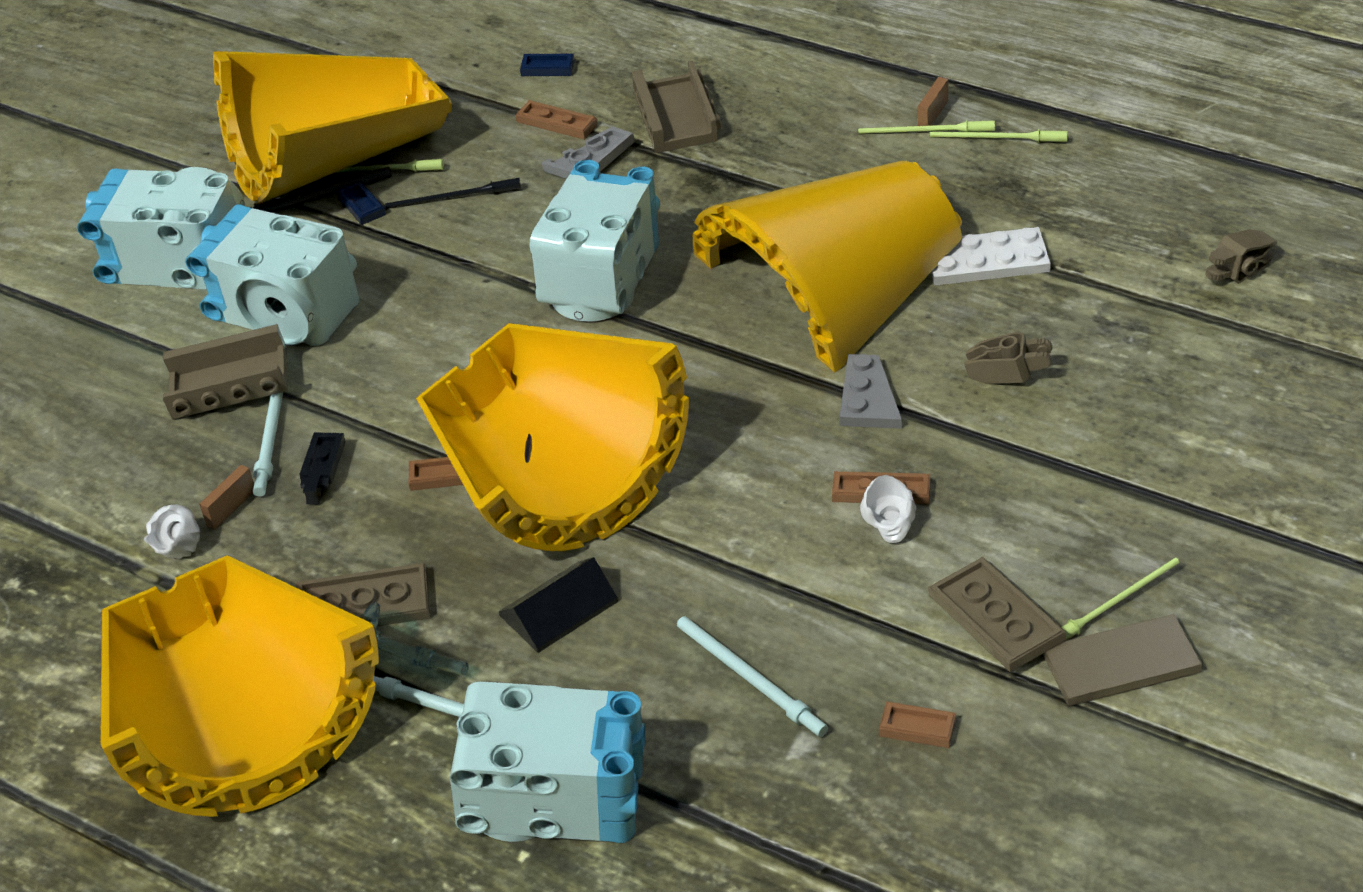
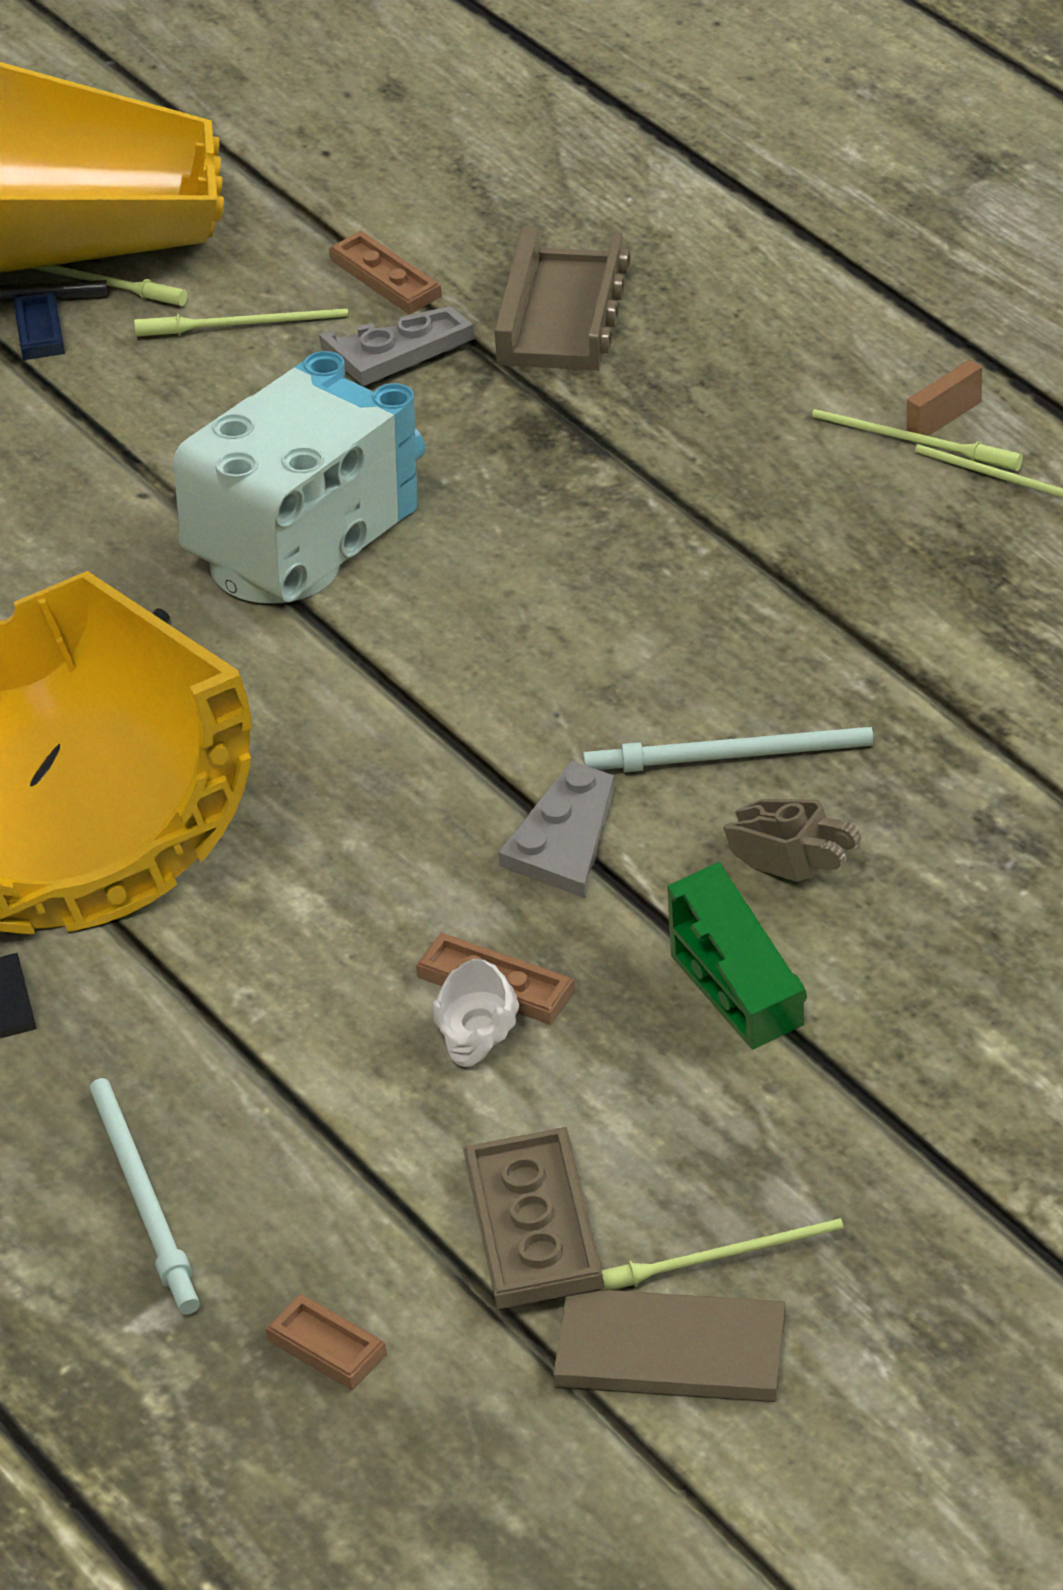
camera: 20 degrees right, 0 degrees up
(450, 179) = (180, 324): none -> yellowish green piece
(493, 187) = (230, 353): black piece -> none
(547, 64) = (424, 181): dark blue tile -> none
(843, 245) = (643, 594): yellow cone -> none
(884, 341) = (634, 756): none -> light aqua bar
(993, 256) = (875, 668): white plate -> none
(1021, 433) = (732, 957): none -> green wedge

